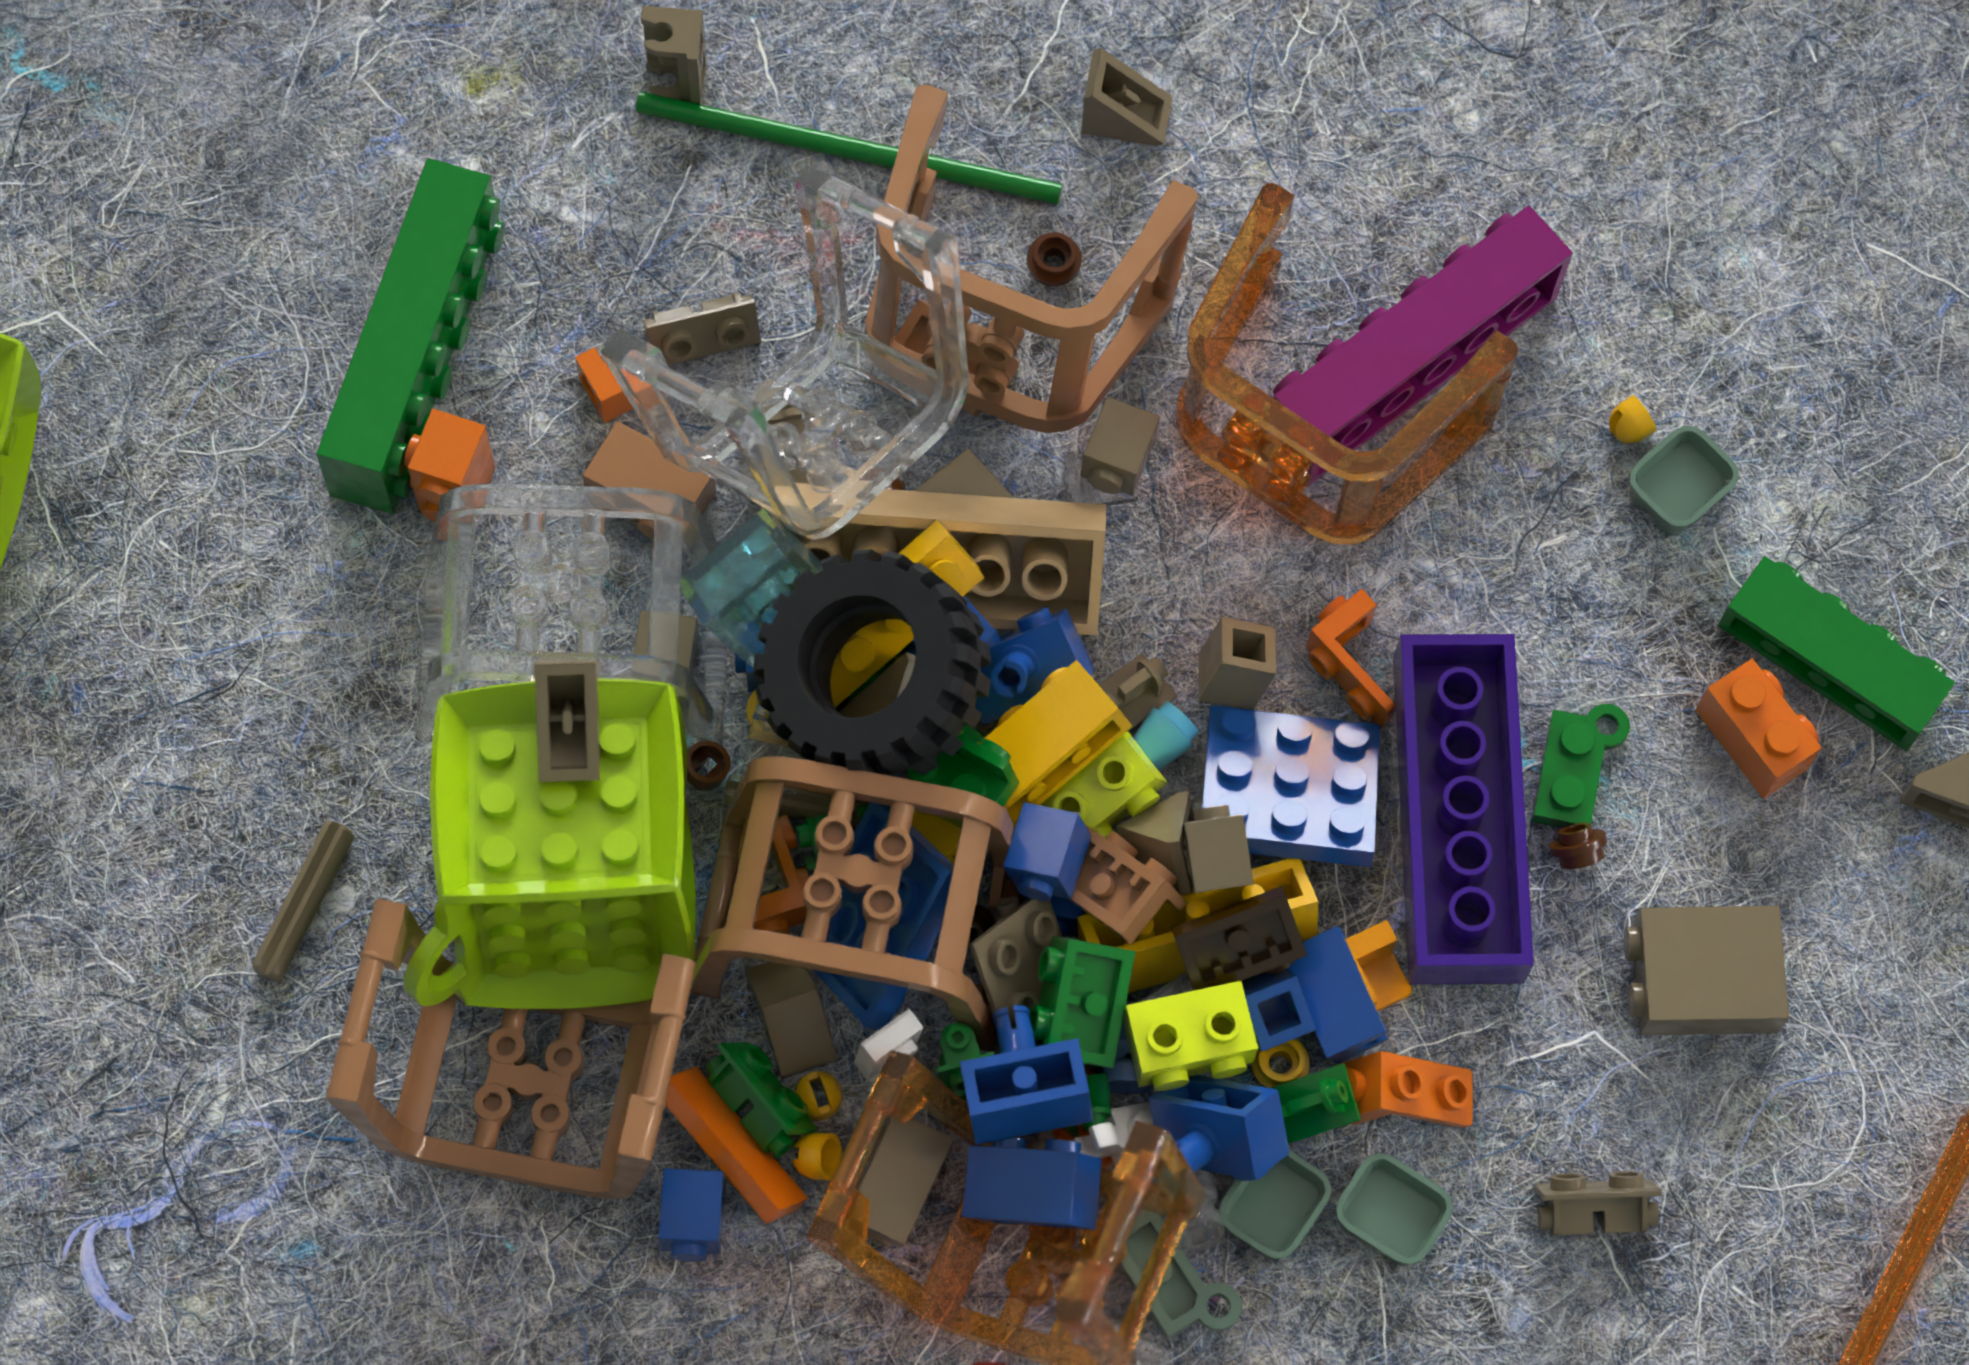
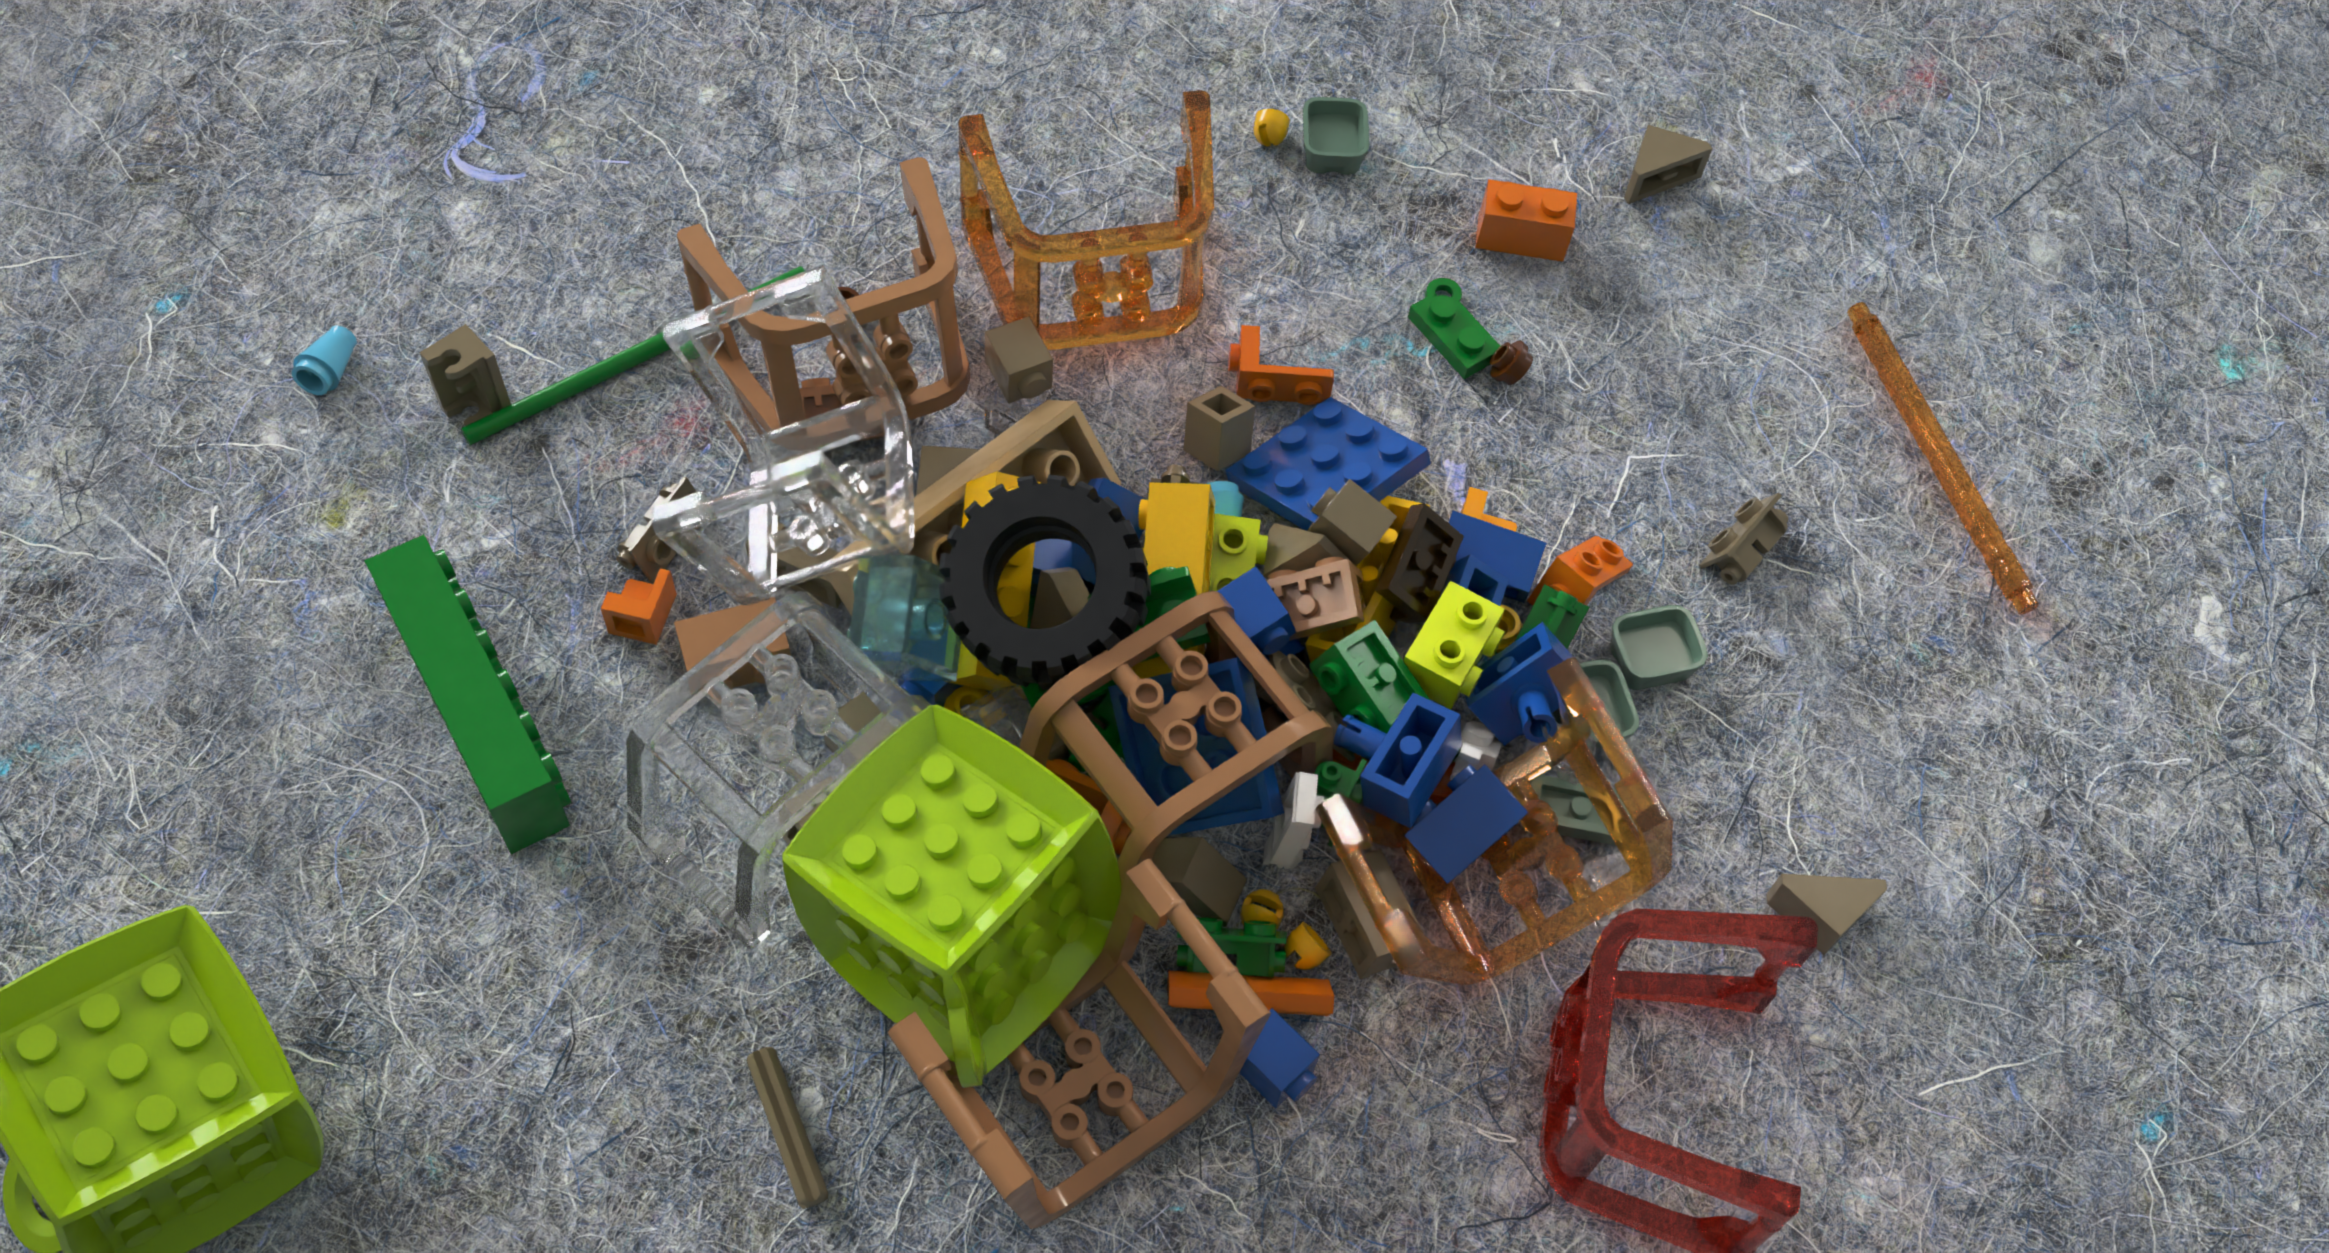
camera: 50 degrees left, 10 degrees down
(446, 457) = (587, 748): orange brick -> none
(567, 720) = (898, 778): dark tan slope -> none
(1123, 103) = (784, 193): dark tan slope -> none
(1429, 333) = (1117, 142): magenta brick -> none
(1462, 809) = (1435, 394): dark purple brick -> none
(1707, 970) = (1652, 364): dark tan brick -> none
(1836, 652) = (1515, 150): green brick -> none

